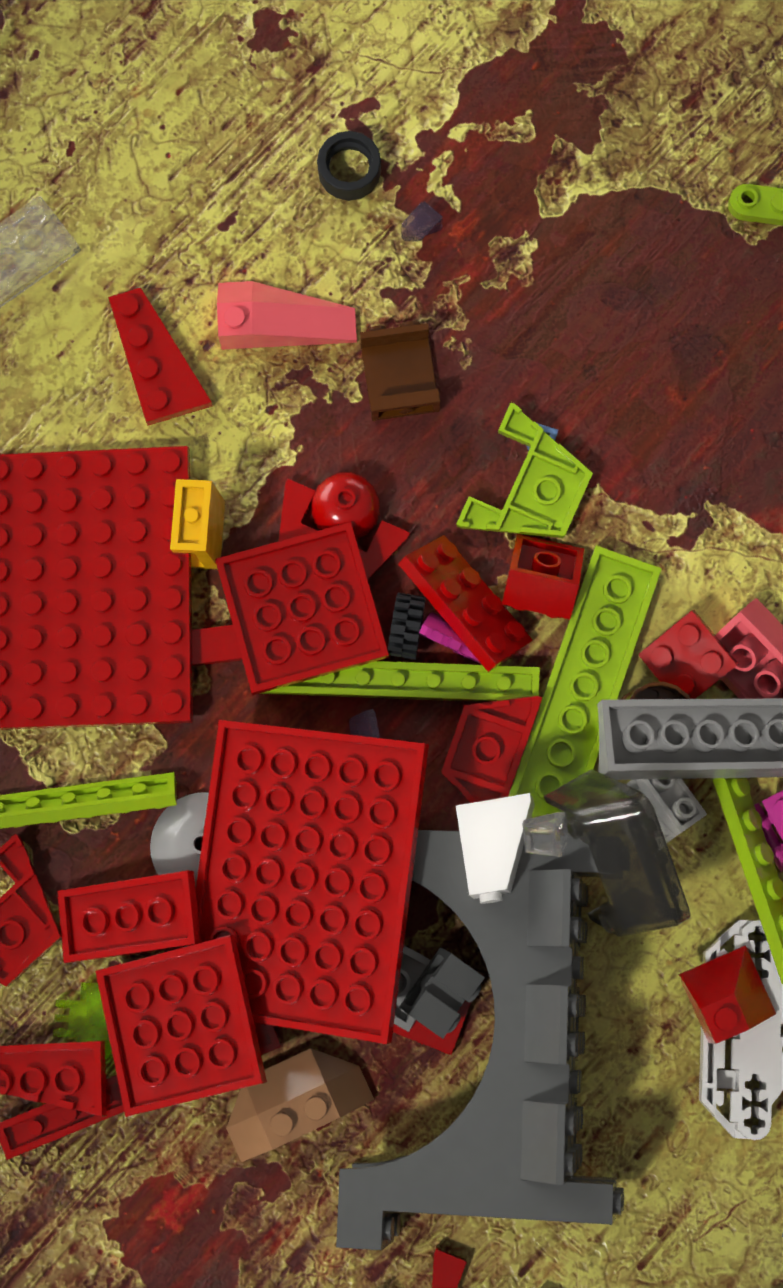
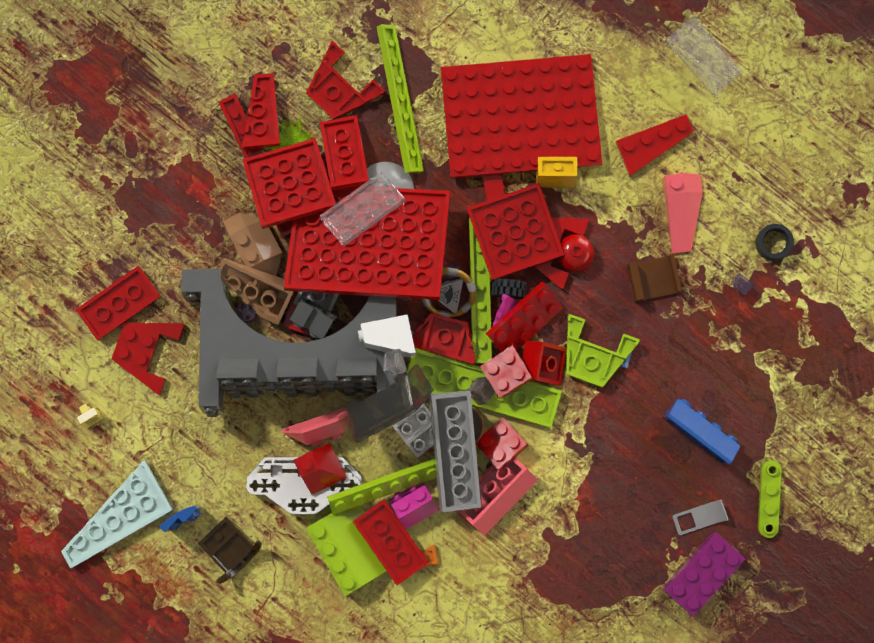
camera: 90 degrees right, 5 degrees up
(242, 885) = (362, 208): none -> clear plate
(379, 1098) = (258, 289): none -> medium nougat wedge
(409, 727) = (451, 294): none -> piece
(423, 1128) = (243, 311): none -> wheel
(561, 638) = (506, 372): none -> plate
(591, 686) = (481, 390): none -> slope
(647, 992) = (320, 428): none -> coral wedge
(679, 308) = (701, 431): none -> slope

